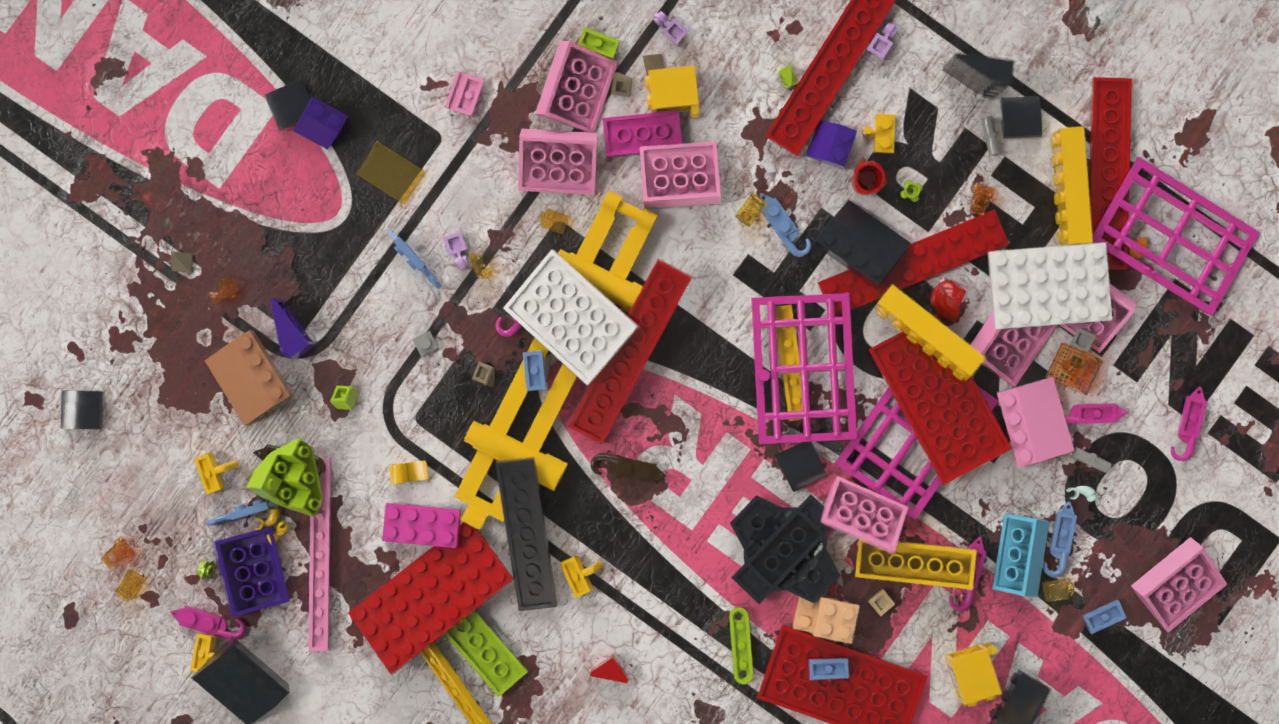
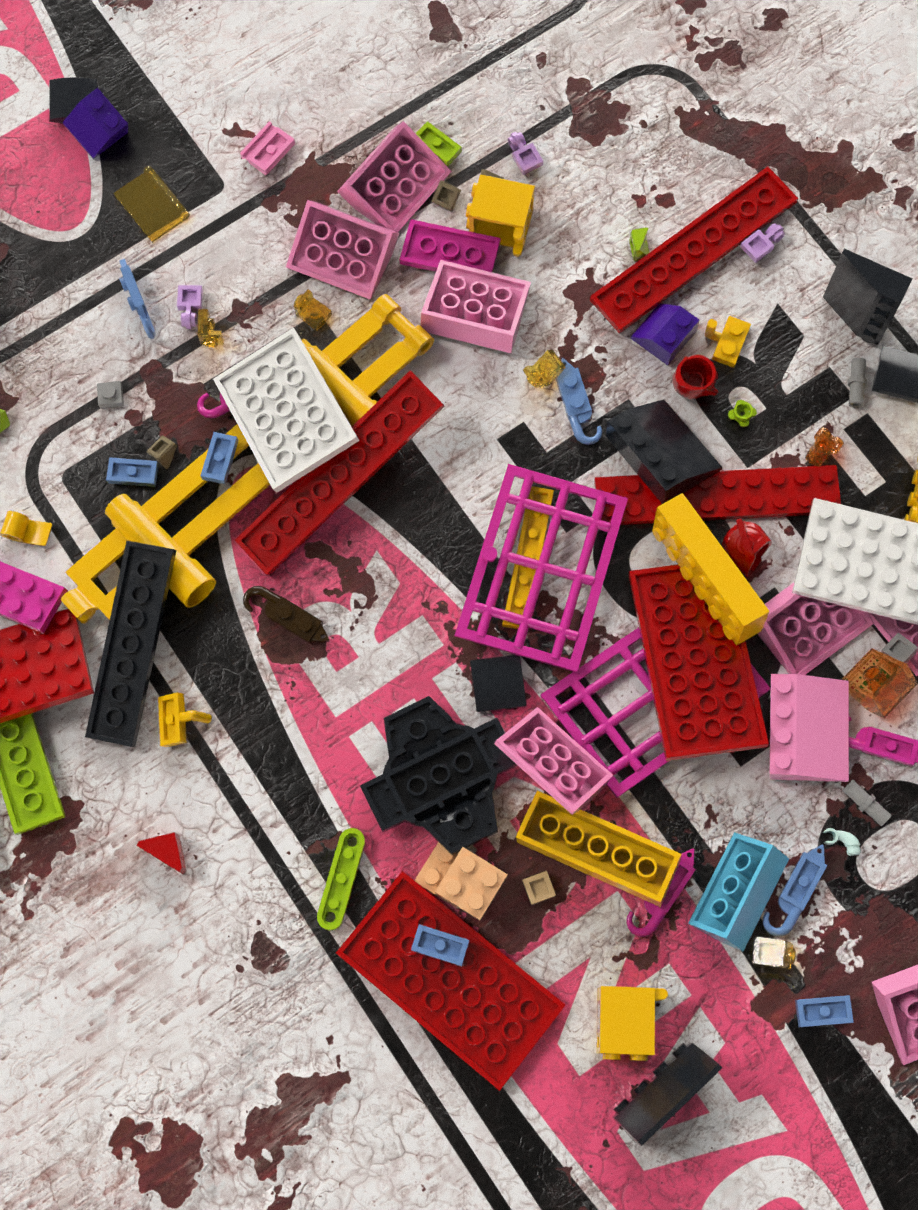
camera: 20 degrees right, 15 degrees down
(469, 400) = (132, 472): none -> medium blue plate

